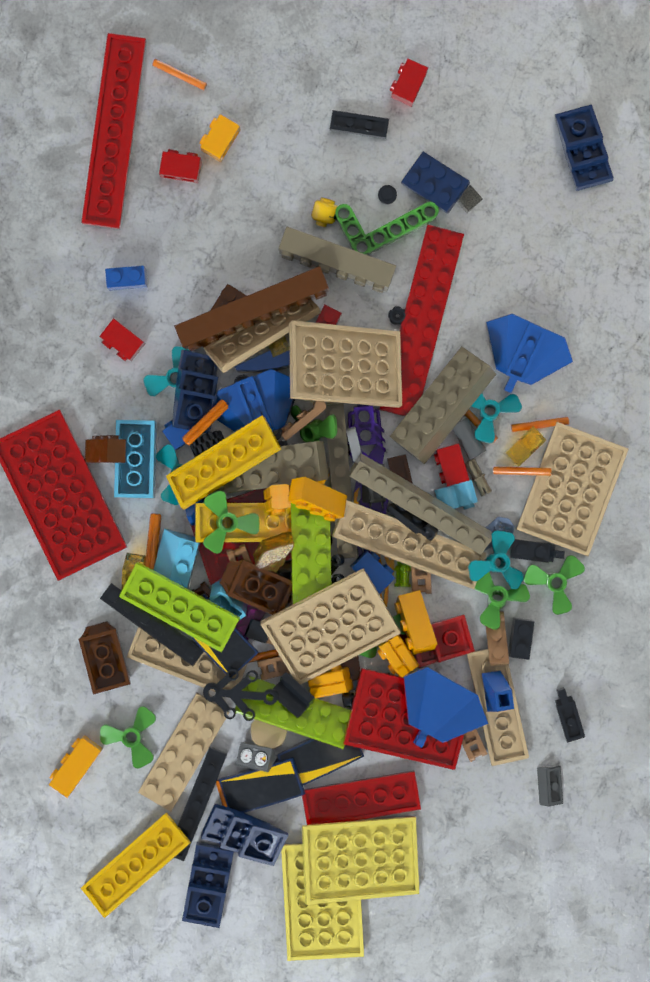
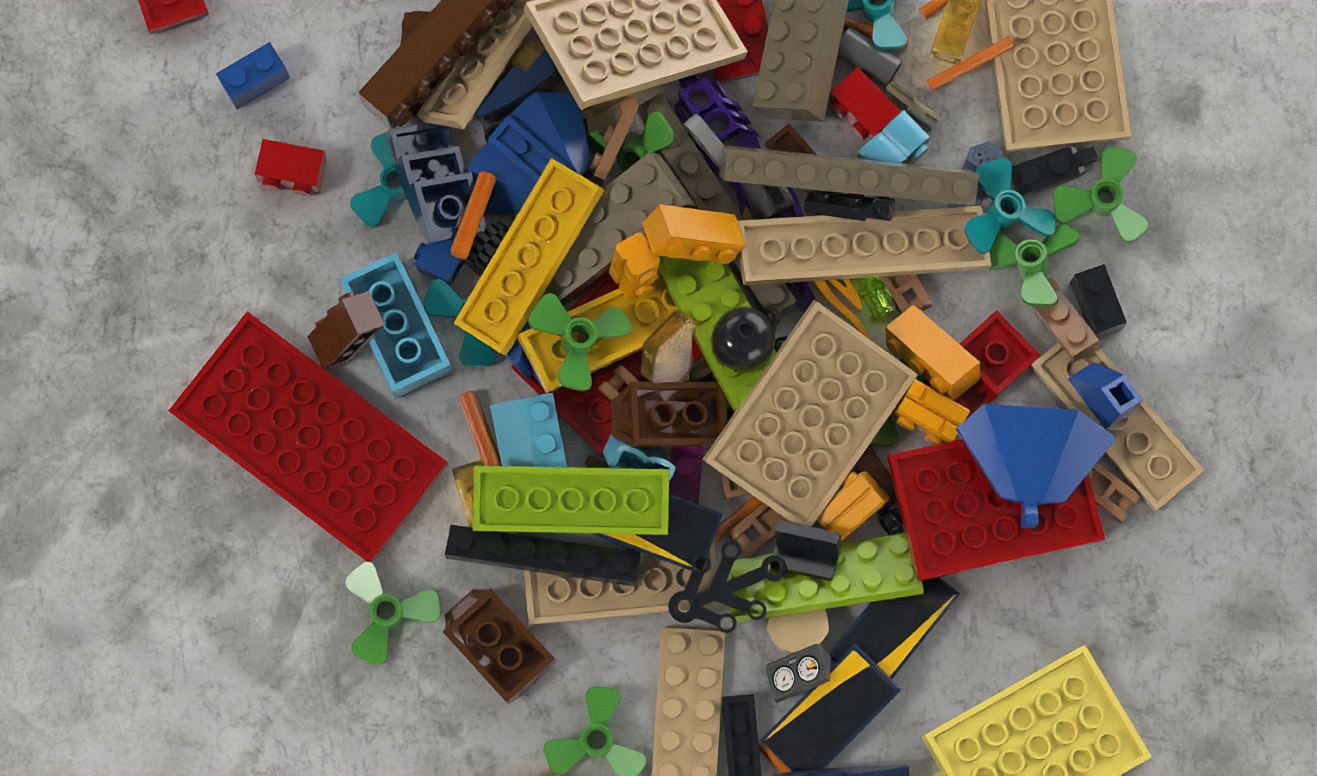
camera: 25 degrees left, 10 degrees down
(73, 618) = (373, 642): none -> bright green piece
(255, 631) = (706, 485): black slope -> none
(315, 568) = (742, 339): none -> black cylinder
(362, 799) = (991, 657): red plate -> none
(379, 575) = (844, 305): blue brick -> none
(550, 785) = (1257, 499): dark grey slope -> none
(569, 716) = (1229, 381): black hinge -> none

